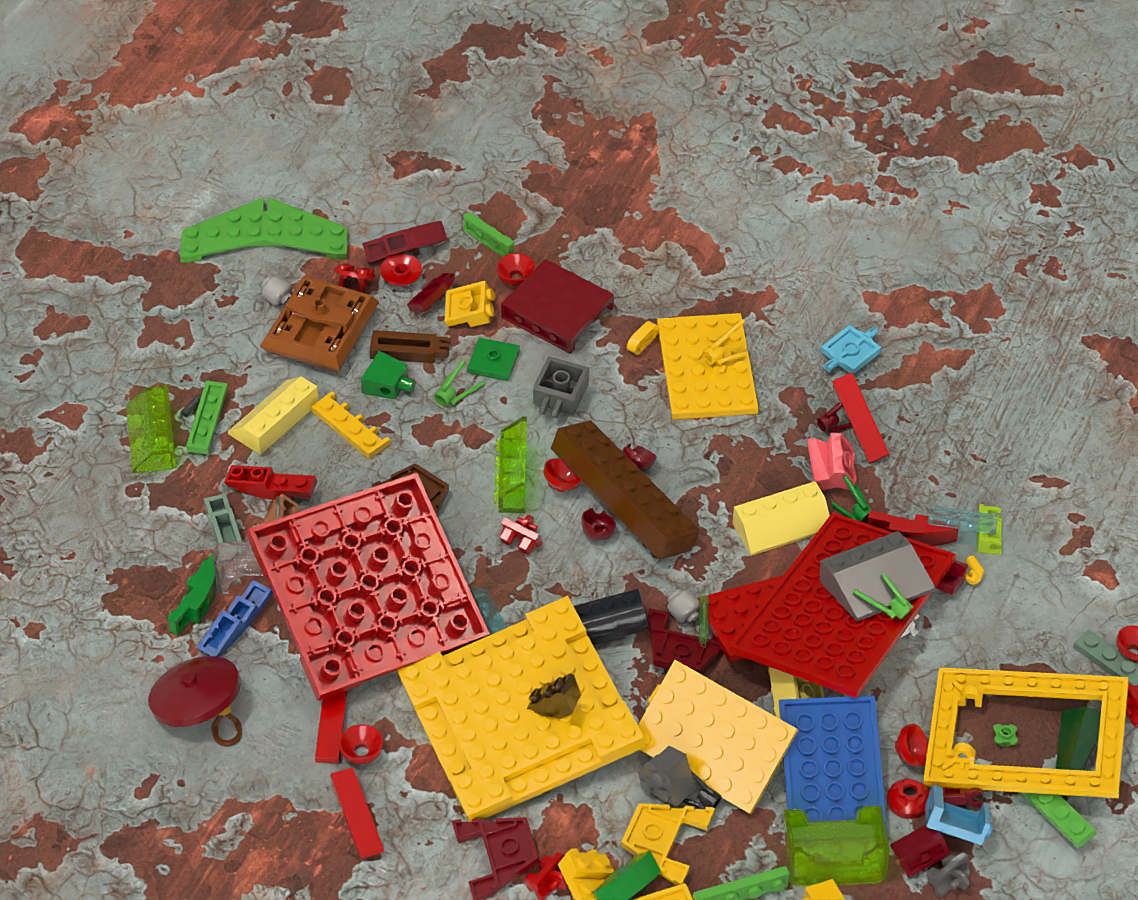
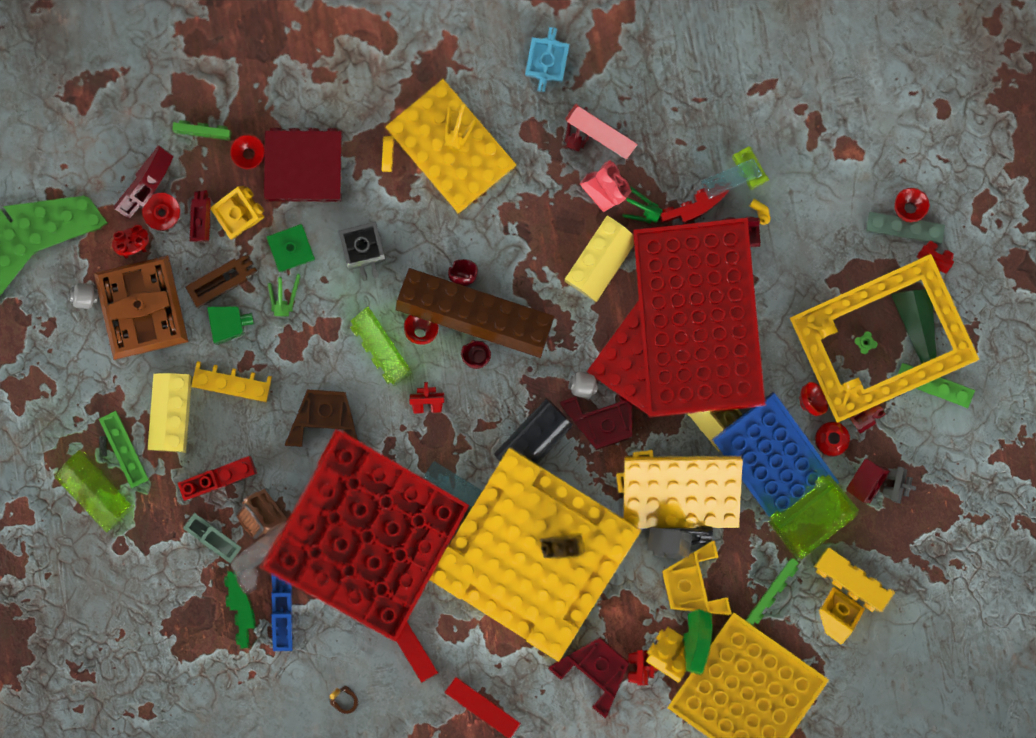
camera: 30 degrees left, 35 degrees up
(194, 691) = (304, 692): dark red dish -> none
(361, 736) = (446, 664): red piece -> none
(704, 620) = (606, 390): bright green piece -> none
(863, 570) = (711, 285): slope -> none
(899, 604) = (745, 304): bright green plant -> none
(956, 820) = (880, 442): dark azure panel -> none

